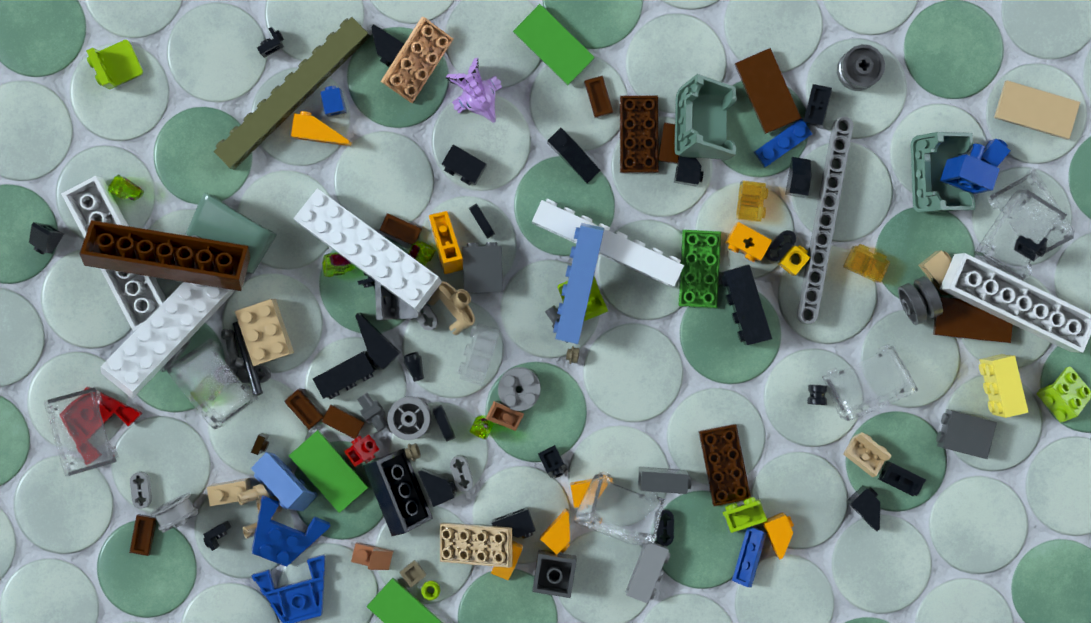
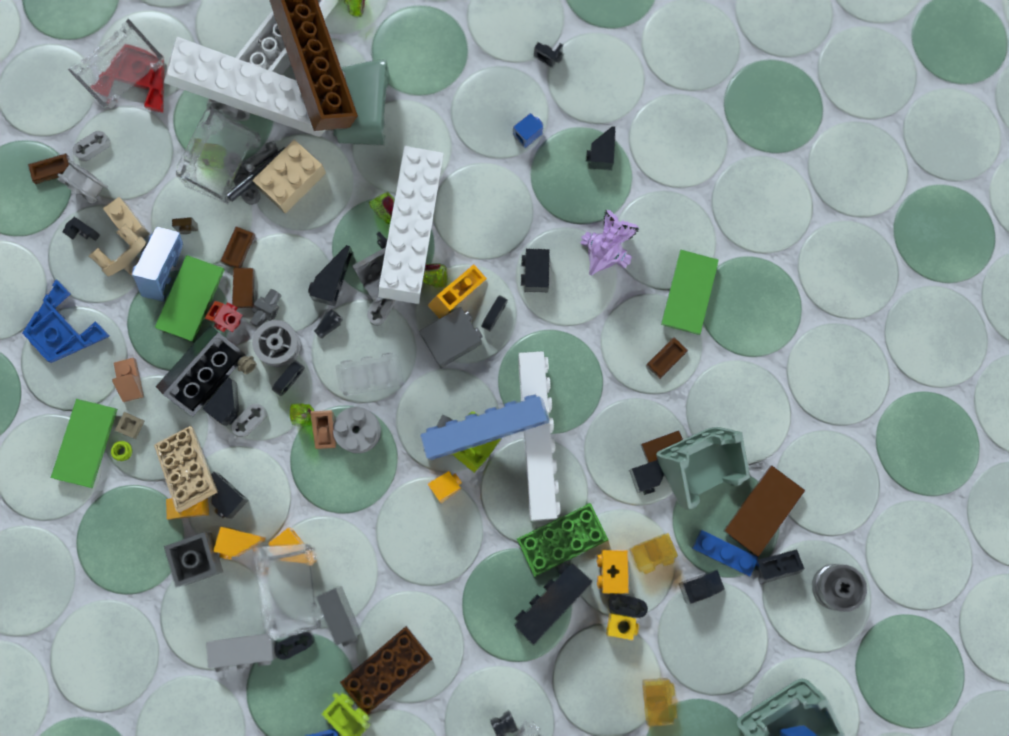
camera: 60 degrees right, 10 degrees down
(281, 542) = (100, 287): blue wing -> none
(291, 93) = (515, 92): olive brick -> none
(311, 129) = (493, 122): light orange slope -> none
(344, 375) = (286, 265): black brick -> none
(400, 229) = (447, 246): reddish brown tile -> none
(417, 60) = (606, 180): light nougat tile -> none
(457, 304) = (406, 328): tan connector -> none
(552, 462) = (302, 499): black bracket -> none
(573, 155) = (601, 363): black slope -> none
(573, 355) = (415, 463): dark tan plate -> none
(606, 340) = (445, 486): none -> light orange slope
(639, 134) = (654, 413): reddish brown tile -> none
(831, 213) = (687, 636): light grey beam -> none

